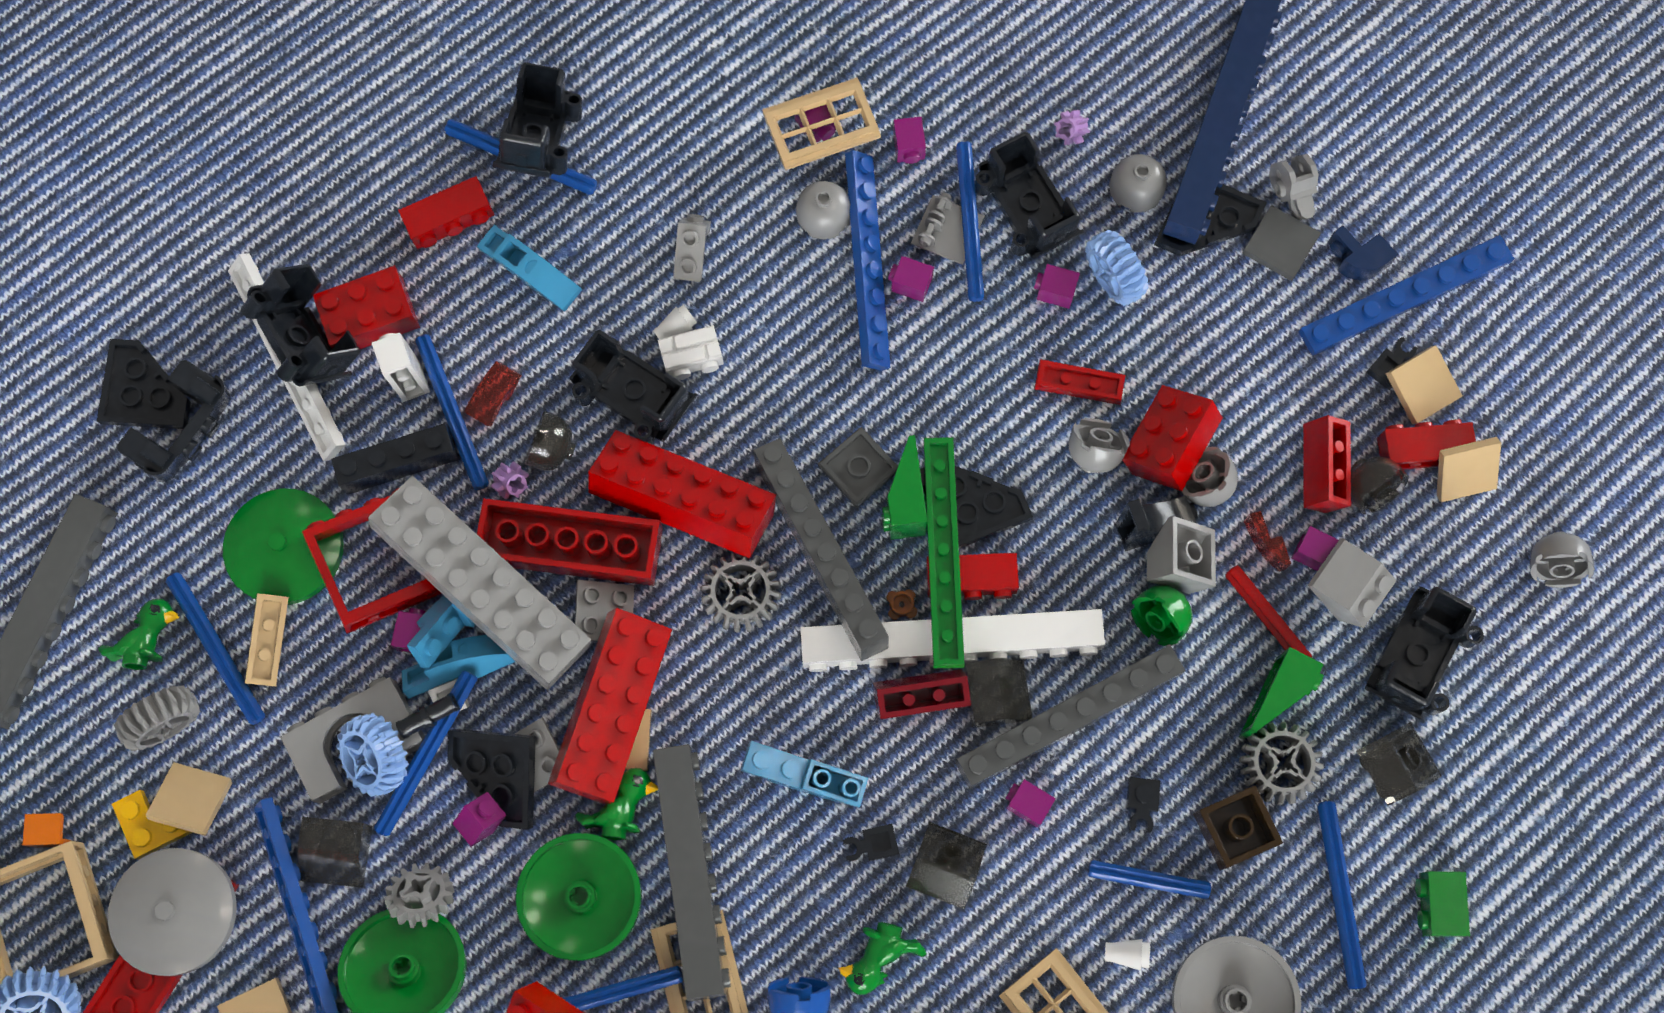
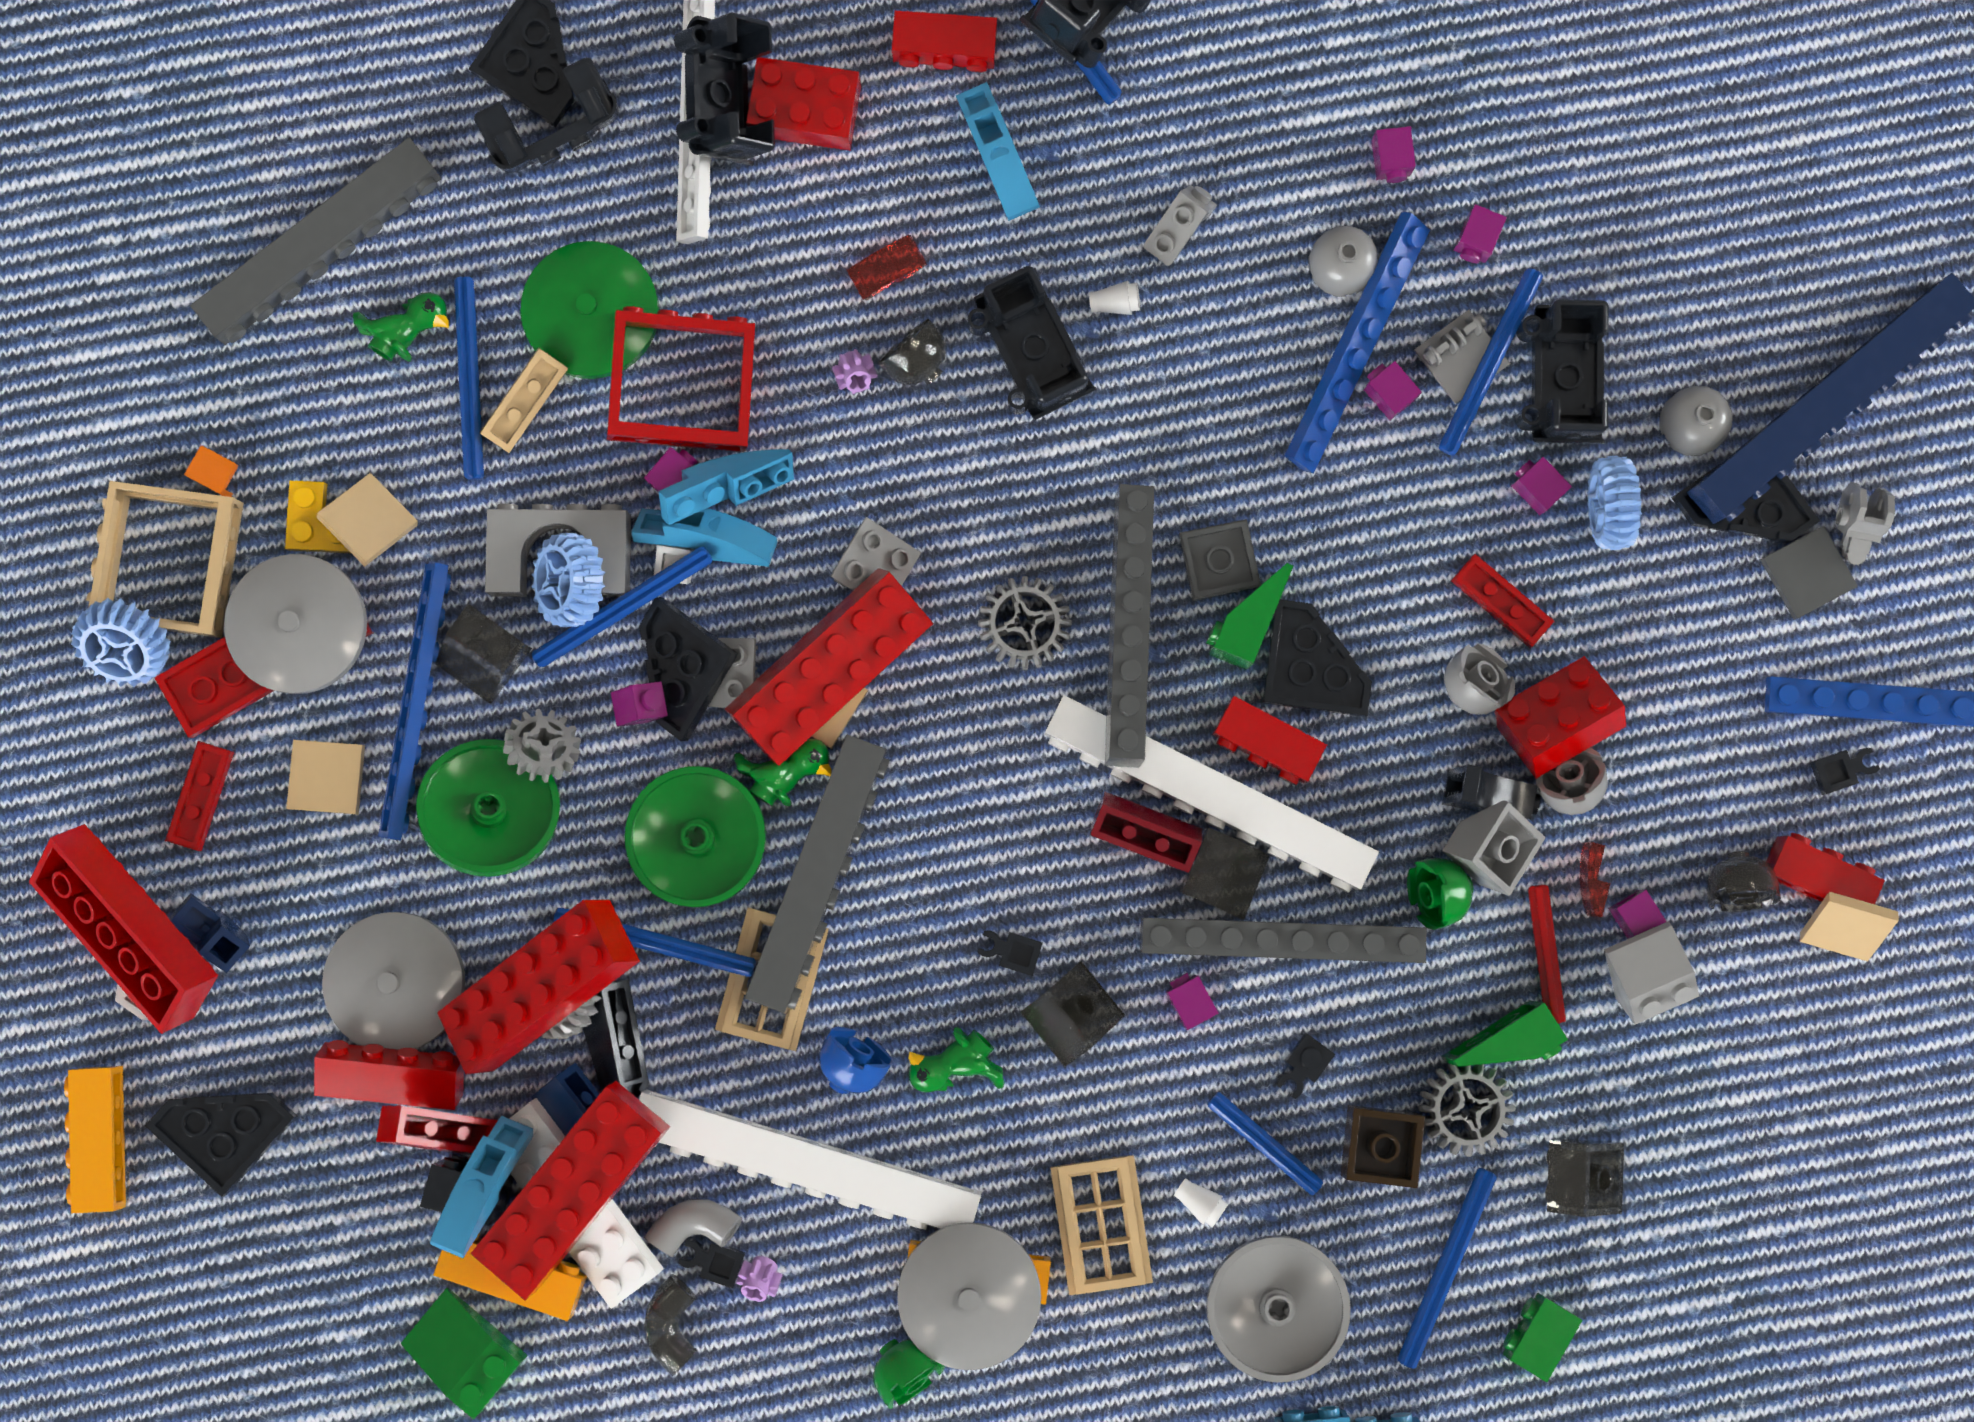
camera: 30 degrees right, 10 degrees up
(157, 718) = (376, 420): light grey gear -> none
(395, 459) = (750, 282): black brick -> none
(400, 366) = (806, 188): white brick -> none
(427, 715) = (642, 573): black pin -> none
(451, 412) = (834, 262): blue axle -> none
(479, 582) = (765, 466): light grey brick -> none
(572, 541) = (878, 471): red brick -> none
(682, 493) = (1021, 487): red brick -> none
(691, 352) = (1114, 340): white brick -> none
(804, 774) = (983, 844): dark azure slope -> none
(830, 146) = (1402, 135): tan piece -> none
(907, 598) = (1189, 723): dark orange plate -> none
(943, 553) = (1252, 702): green plate -> none
(1072, 127) = (1662, 319): lavender gear -> none
(1326, 464) = (1704, 836): red brick -> none
(1361, 261) = (1880, 642): dark blue brick -> none
(1421, 651) = (1680, 1080): black container -> none
(1424, 384) = (1861, 811): tan tile -> none
(1561, 560) = (1884, 1072): light grey cylinder -> none

